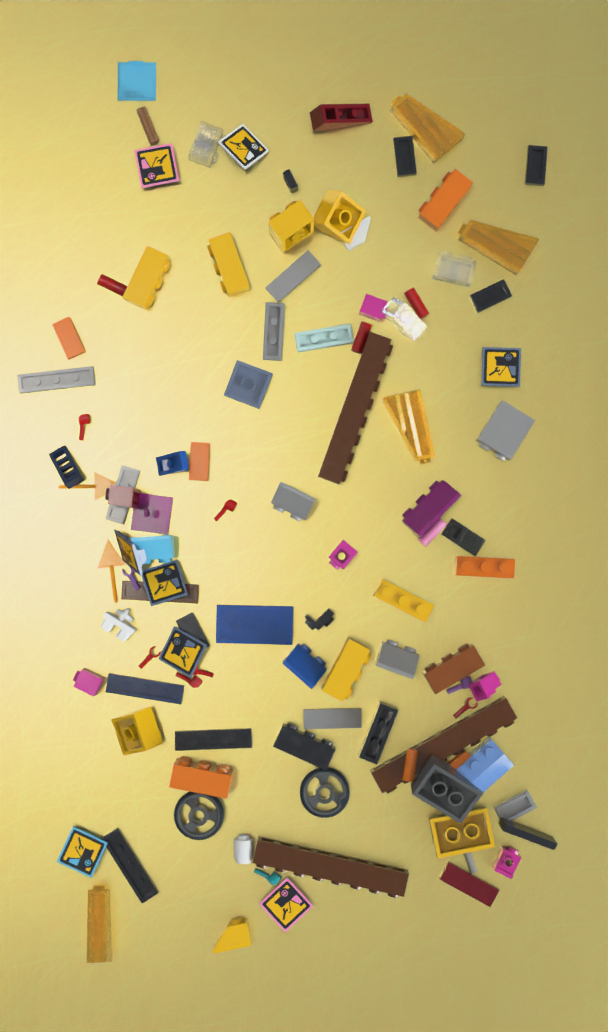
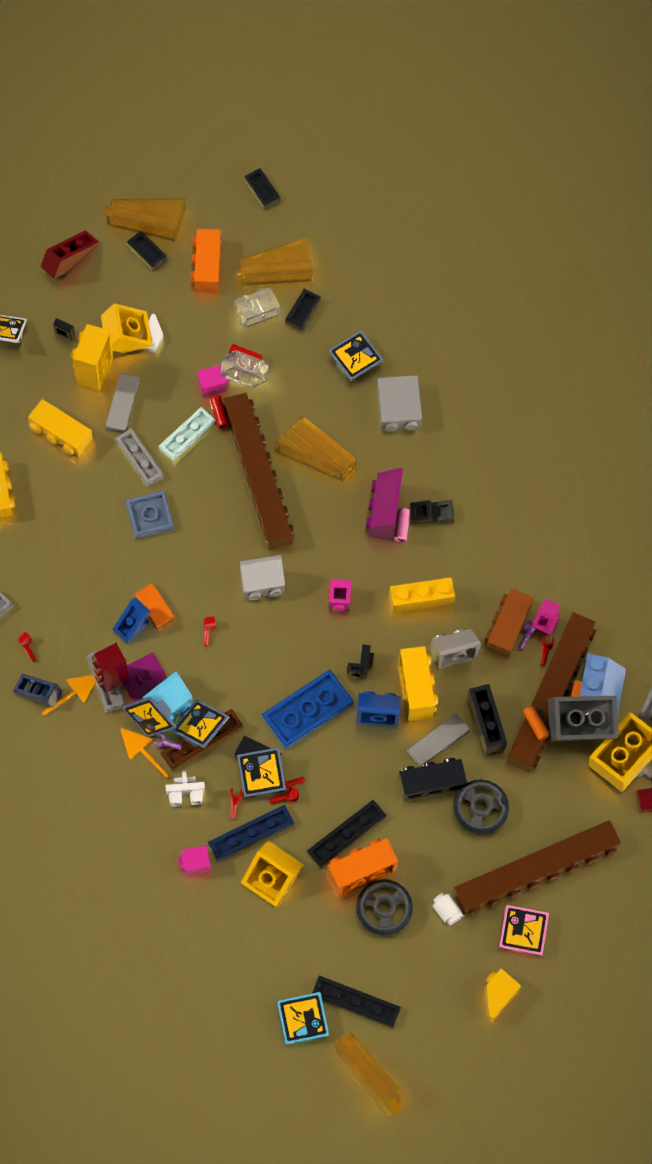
camera: 40 degrees left, 20 degrees down
(273, 879) = (495, 918): teal hand -> none
(484, 567) = (468, 521): orange brick -> none

